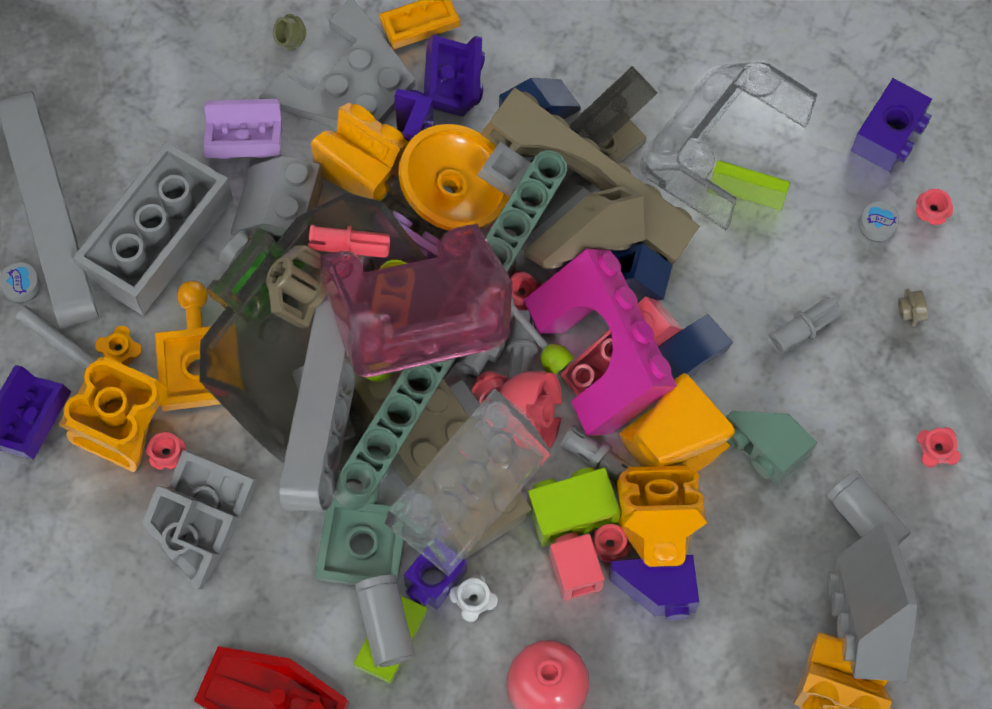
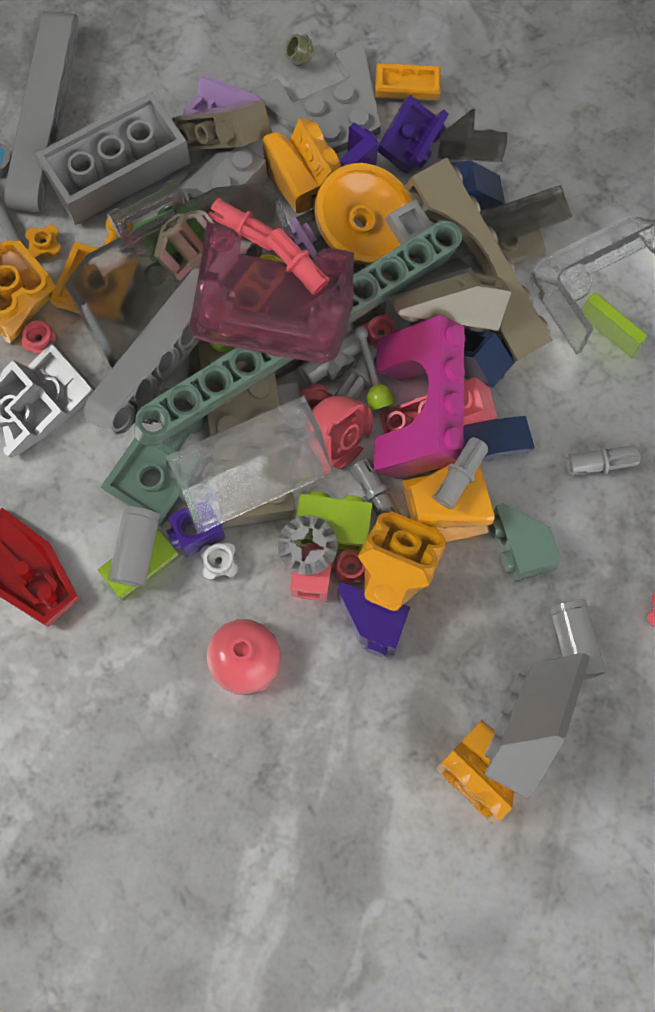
camera: 25 degrees right, 5 degrees up
(260, 146) = (225, 126): none -> dark tan slope
(424, 255) = (297, 261): none -> coral axle
(513, 60) = (465, 143): none -> clear smoke slope
(551, 554) = (322, 535): none -> light grey gear
(682, 398) = (461, 473): none -> light grey axle

